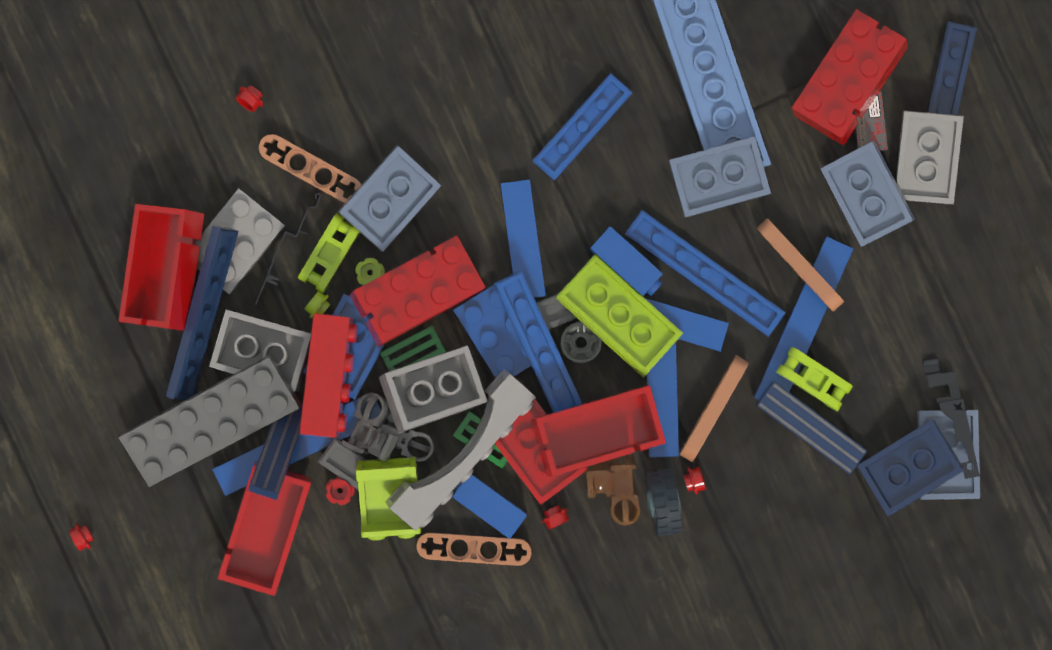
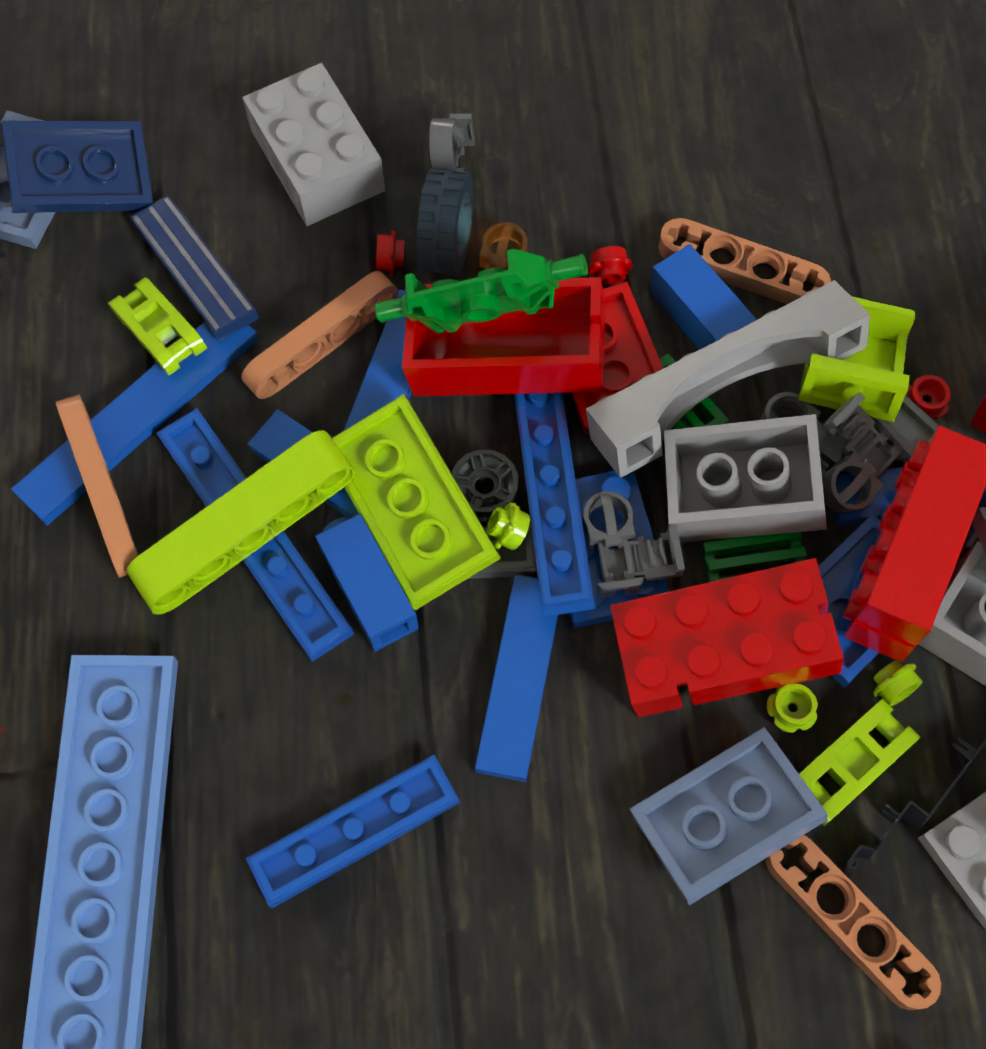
camera: 160 degrees left, 20 degrees down
(485, 320) = (630, 557): none -> dark grey piece
(557, 317) = (508, 526): none -> lime plate
(640, 425) = (449, 303): none -> green plate
(682, 554) = (448, 140): none -> dark grey piece
(708, 269) = (240, 522): none -> lime beam
(719, 177) = (159, 656): sand blue plate -> none
(771, 540) = (314, 144): none -> light grey brick

